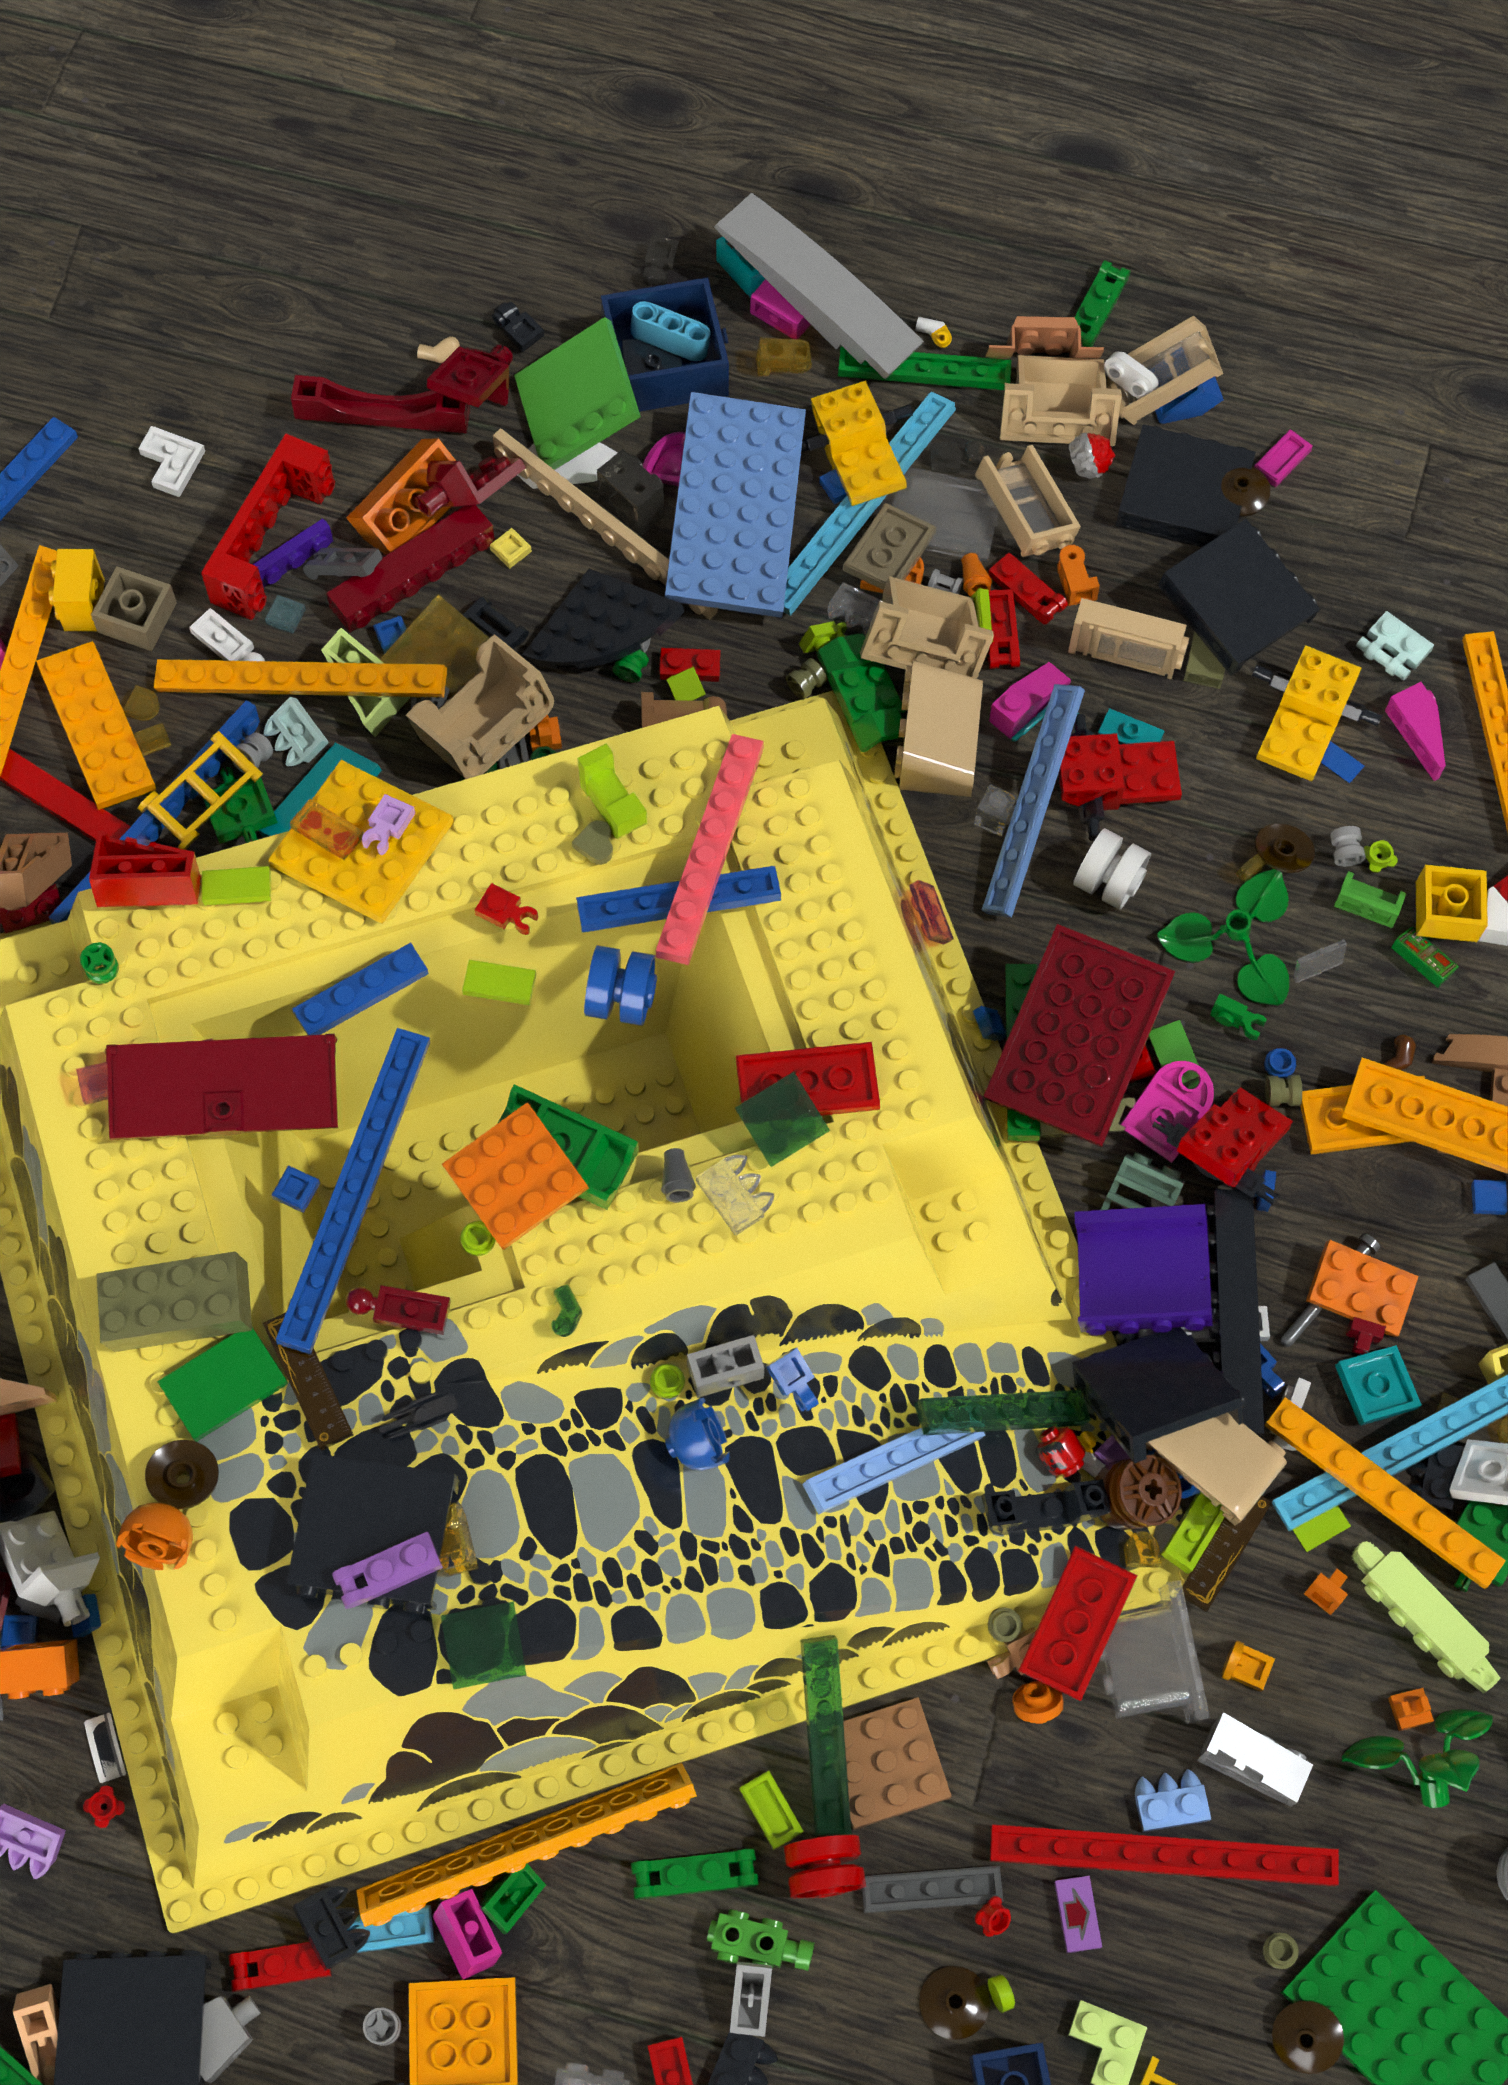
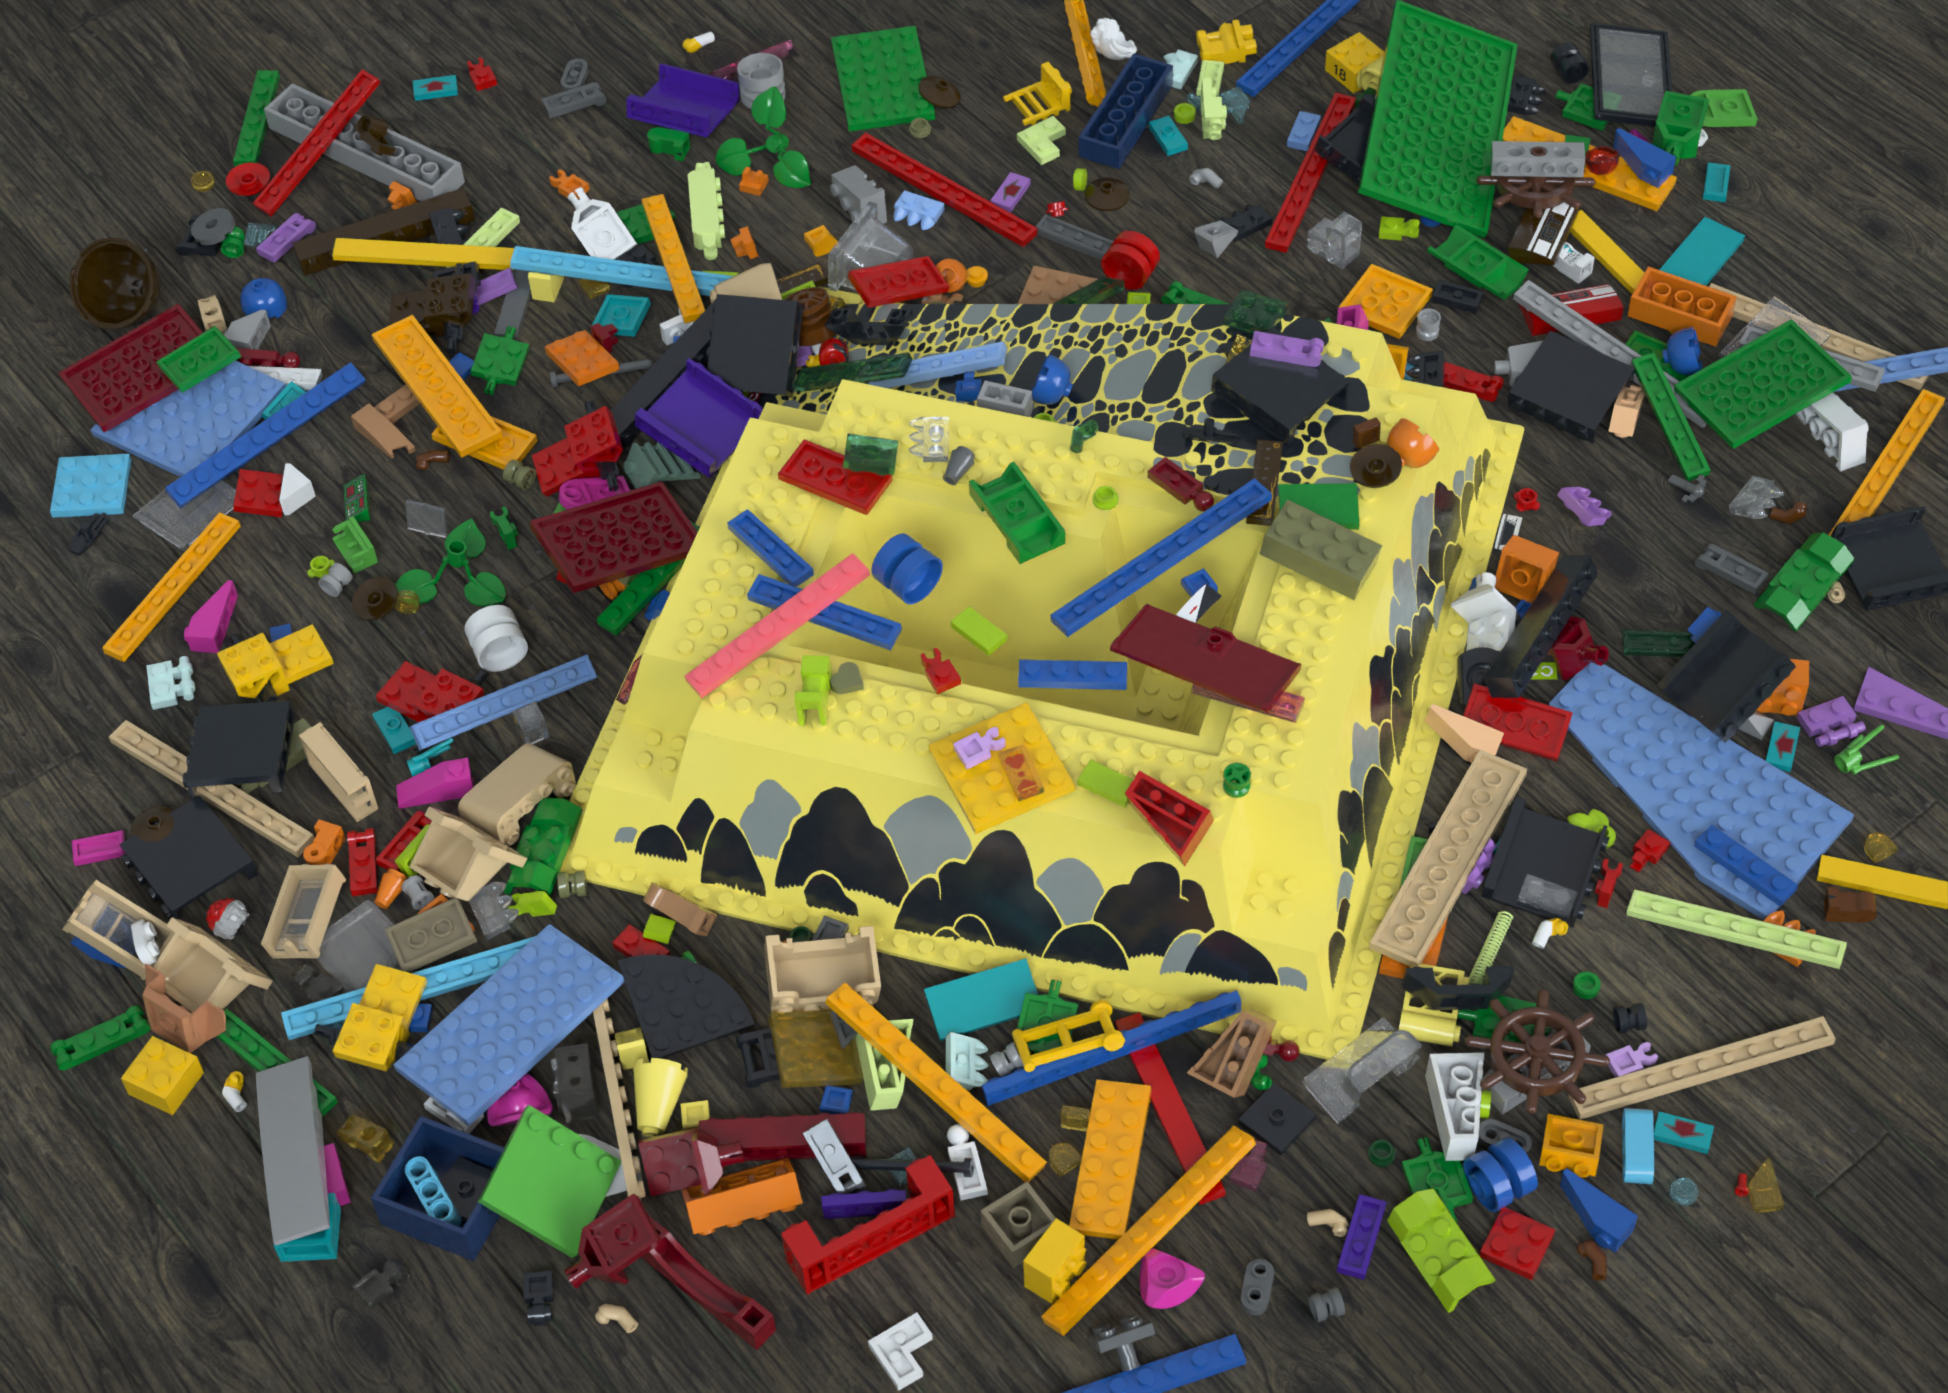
camera: 140 degrees left, 15 degrees down
(218, 626) = (965, 1167): none -> black bar
(223, 1521) = (1366, 433): none -> reddish brown tile
(277, 1158) = (1199, 604): none -> sticker
(515, 1176) = (1058, 499): orange plate -> none
(556, 535) = (656, 1093): none -> light yellow cone
(615, 560) = (631, 1047): none -> light yellow slope
(749, 1939) = (1193, 260): bright green brick -> none
(799, 941) = (770, 548): none -> blue plate
(1003, 295) = (162, 1075): none -> yellow brick
(1011, 1733) = (976, 276): none -> light orange plate
(1280, 1063) = (504, 492): blue plate -> none
(1306, 565) = (224, 797): none -> tan plate
(1451, 903) = (313, 507): yellow brick -> none
(1451, 1229) = (500, 360): none -> green plate

